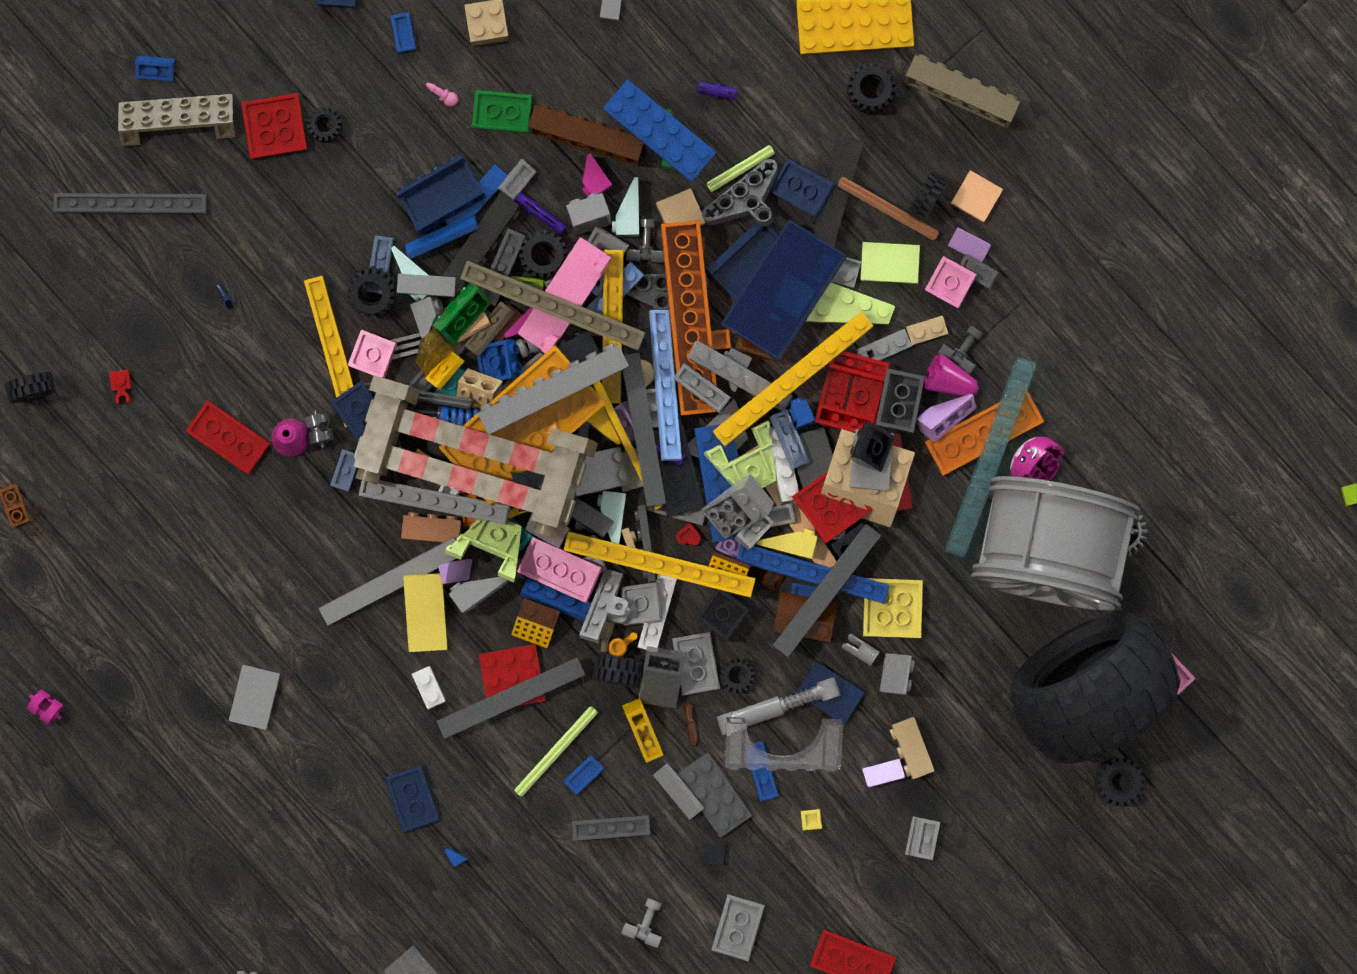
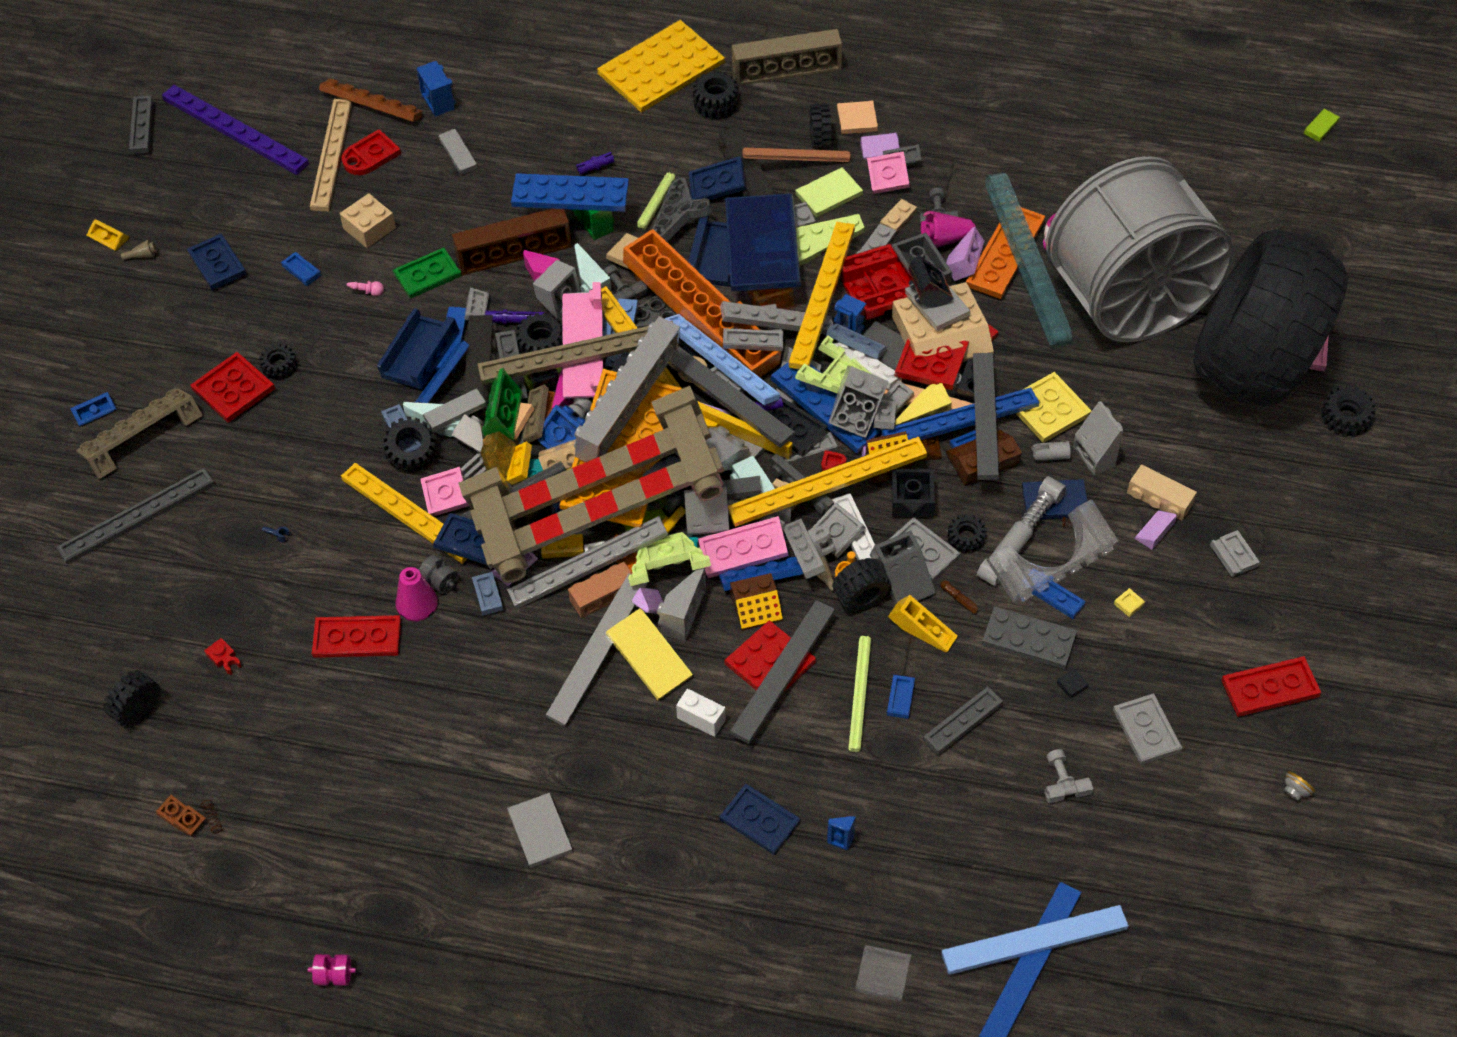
camera: 30 degrees left, 30 degrees down
(678, 791) = (996, 652): light grey tile -> none

